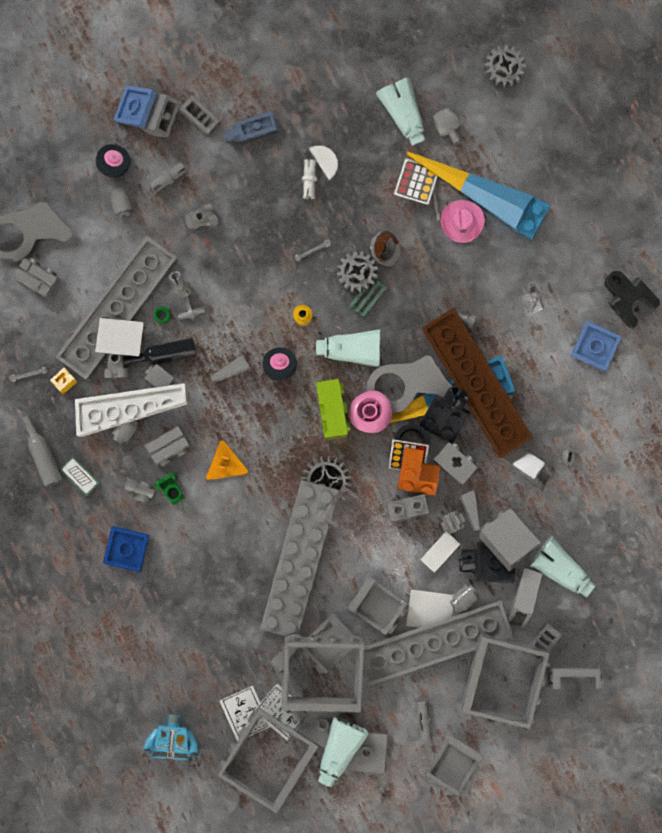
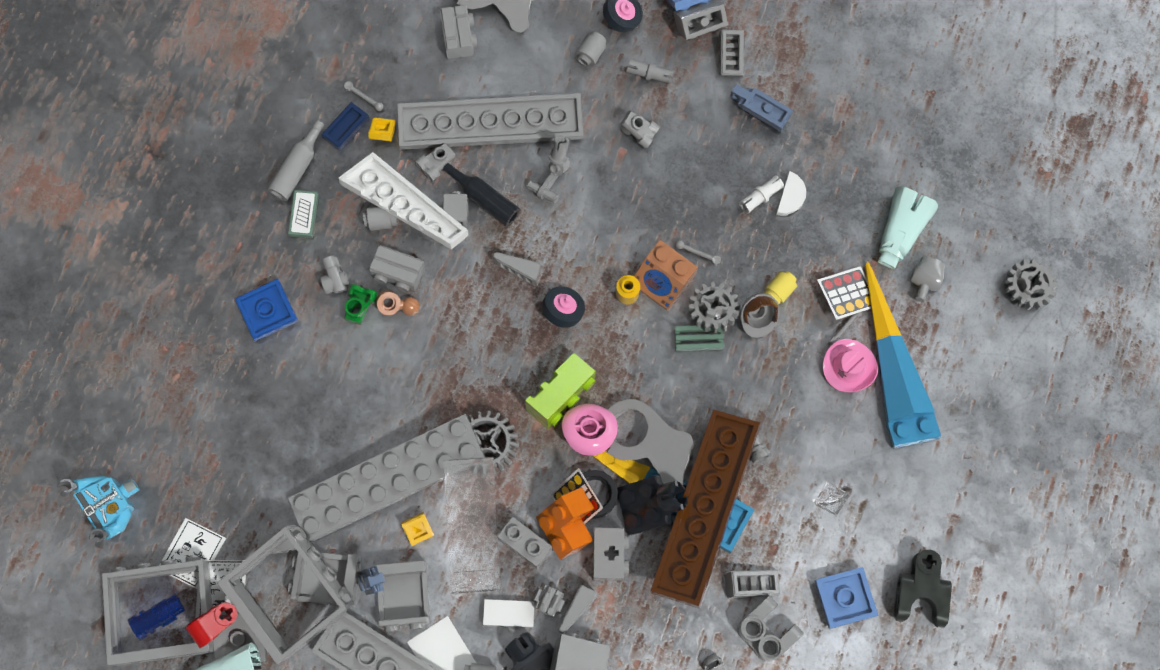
camera: 50 degrees right, 10 degrees down
(40, 402) = (345, 126): none -> dark blue tile
(119, 337) = (464, 142): white sticker -> none
(168, 317) = (518, 174): green axle -> none
(197, 458) = (409, 306): none -> nougat plate
(225, 463) = (425, 336): light orange piece -> none
(273, 758) = (158, 615): none -> clear blue axle
(304, 731) = (209, 625): none -> piece
(311, 284) = (665, 275): none -> nougat slope
(344, 565) = (417, 529): none -> yellow tile
(355, 347) = (638, 363): light aqua piece -> none
(355, 617) = (370, 580): none -> sand blue hinge
(379, 220) = (781, 286): none -> light yellow brick
(529, 467) = (668, 631): light grey slope -> none
(537, 407) = (732, 584): none -> light grey slope
(577, 412) = (764, 634): none -> light grey piece

